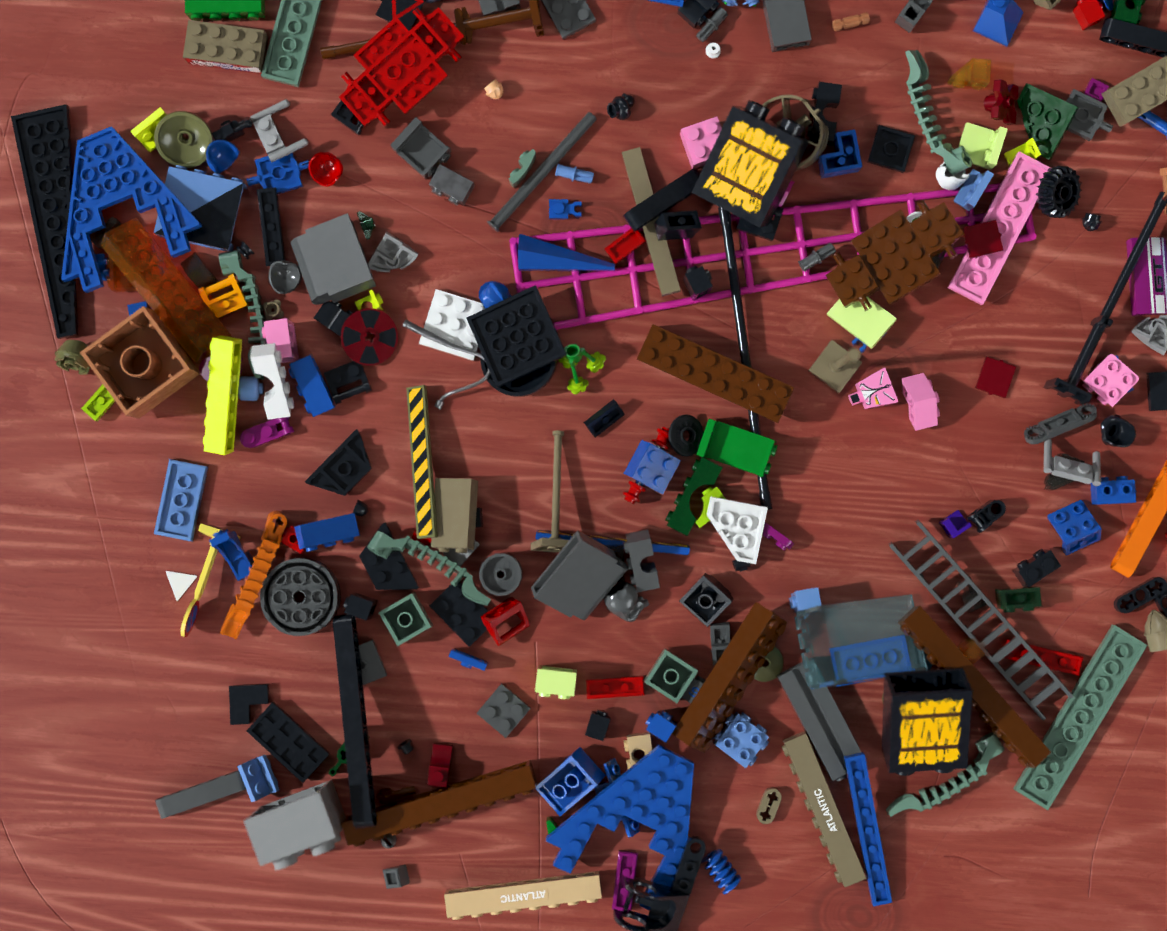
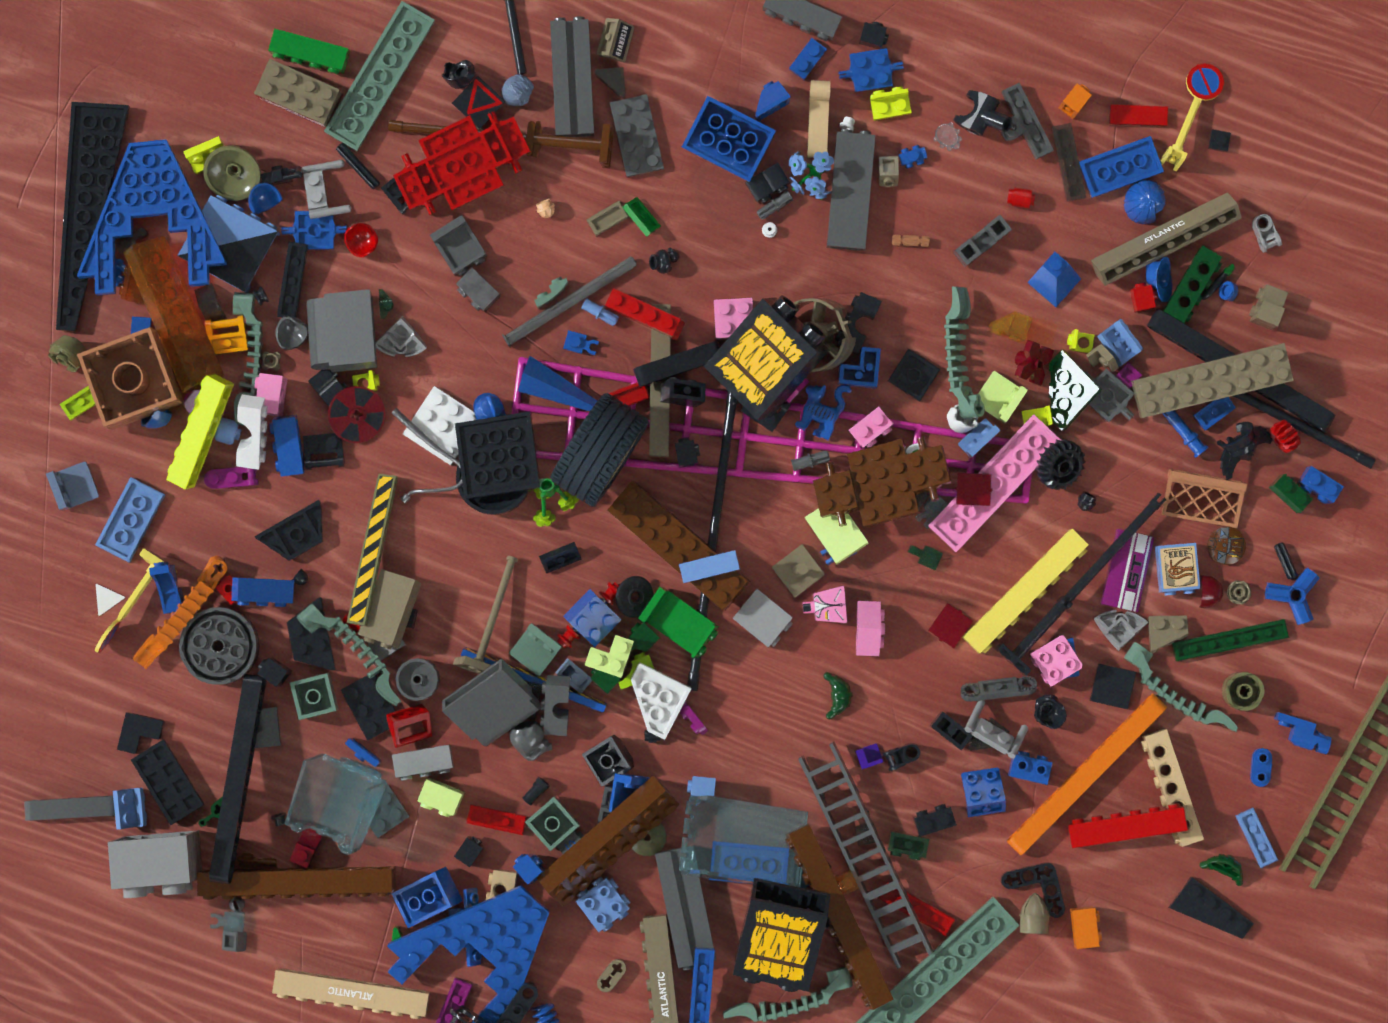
camera: 10 degrees right, 0 degrees up
(115, 483) = (72, 486): none -> sand blue bracket
(179, 396) = (157, 419): none -> blue helmet
(302, 100) = (358, 166): none -> black axle
(387, 859) = (231, 921): none -> clear light blue plate
(456, 713) = (336, 800): none -> clear light blue windscreen
(528, 652) = (423, 762): none -> light grey brick
(555, 83) = (607, 218): none -> dark tan tile
(588, 71) = (641, 216): none -> green plate
(605, 513) = (535, 649): none -> sand green bracket
(614, 299) = (599, 449): none -> black wheel
(618, 161) = (645, 314): none -> red brick
(647, 643) = (538, 787): none -> black pin
(656, 528) = (578, 678): none -> sand blue slope
(686, 502) = (614, 661): none -> yellowish green brick
(730, 621) = (623, 787): none -> blue bracket
(753, 383) = (709, 566): none -> medium blue tile
(815, 208) = (821, 413): none -> blue animal
(815, 421) = (763, 618): none -> light grey brick
(866, 208) = (871, 427): none -> bright pink bracket
(909, 472) = (840, 695): none -> dark green piece
(947, 269) = (932, 510): none -> clear light blue plate
(955, 317) = (927, 557): none -> clear green plate
(1028, 476) = (951, 730): none -> black brick
(1035, 74) = (1073, 339): none -> neon yellow bracket
(1059, 323) = (1025, 591): none -> light yellow brick
(1069, 78) = (1103, 356): none -> dark tan bracket
(1080, 60) = (1120, 342): none -> medium blue bracket

